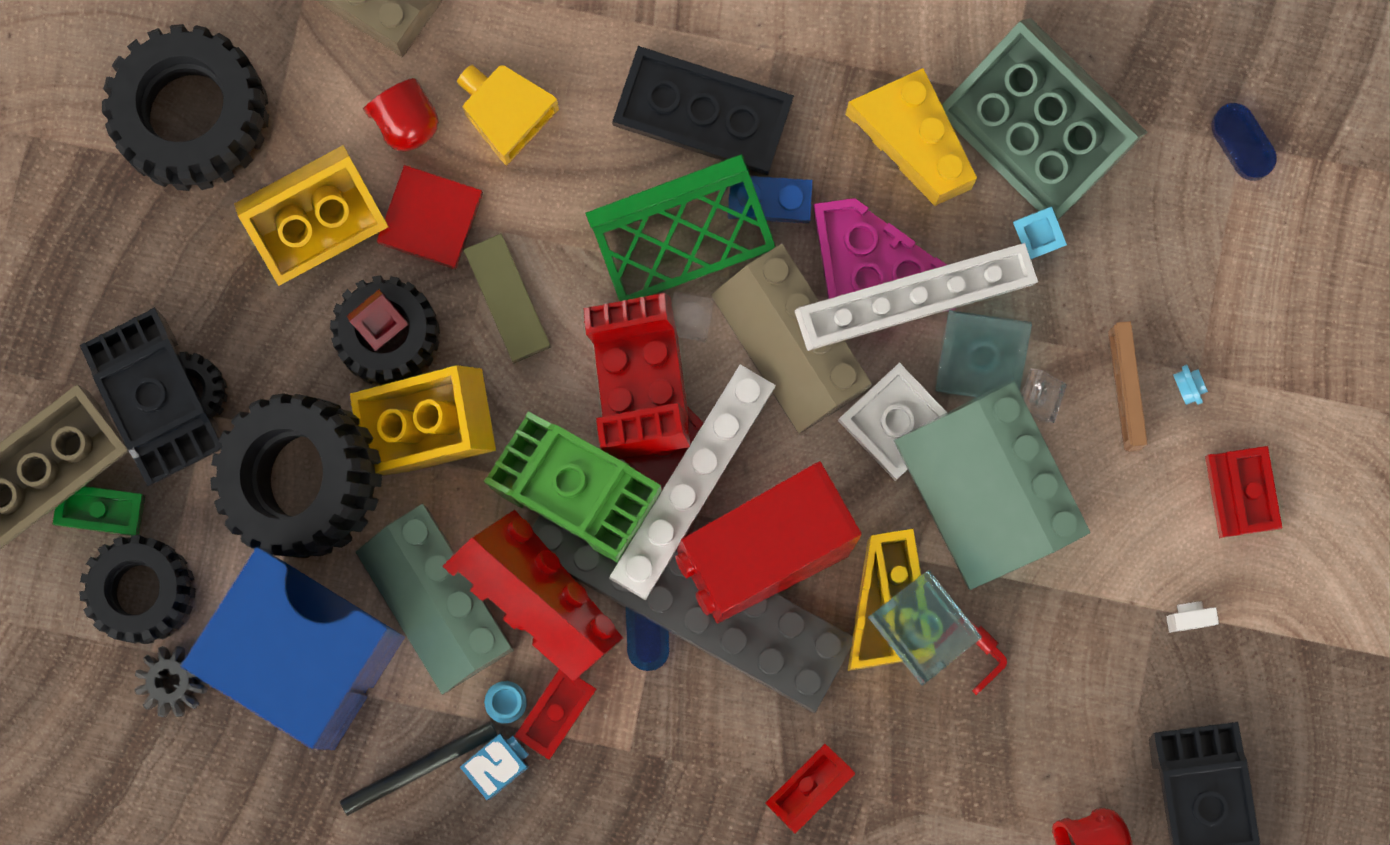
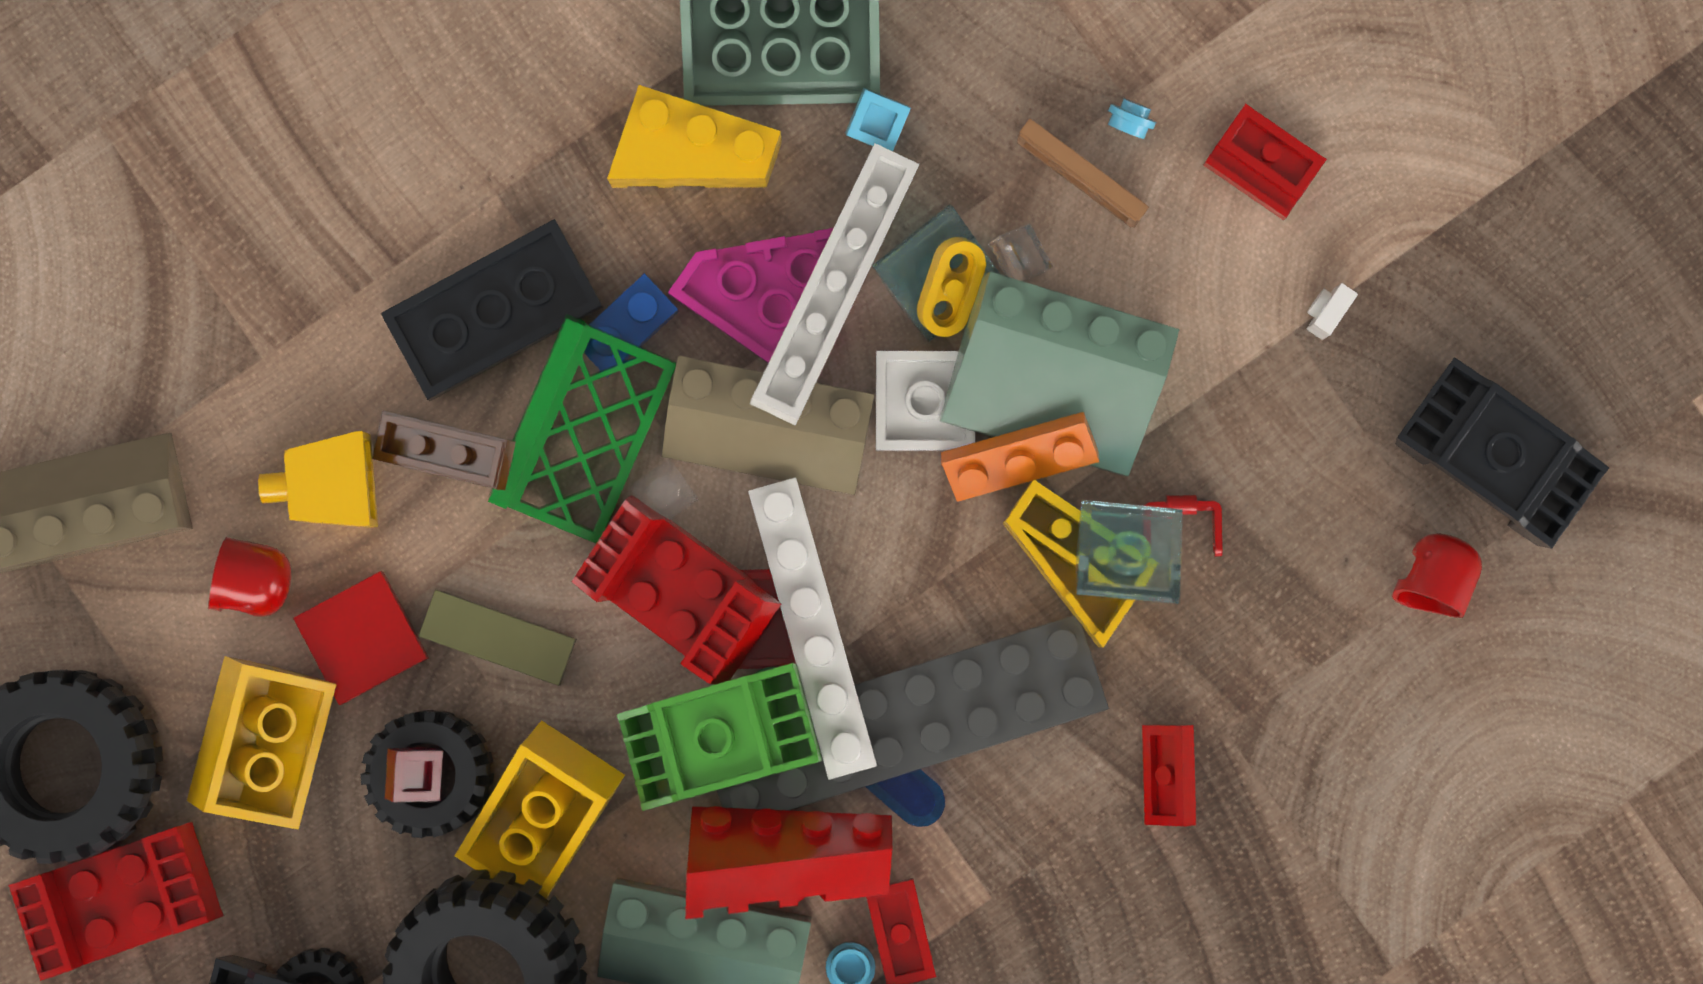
camera: 45 degrees left, 5 degrees up
(134, 218) = (116, 901): none -> red plate
(591, 159) = (444, 450): none -> tile
(768, 543) = (929, 616): red slope -> none
(919, 510) = (1020, 456): none -> orange plate
(984, 372) = (955, 286): none -> yellow plate

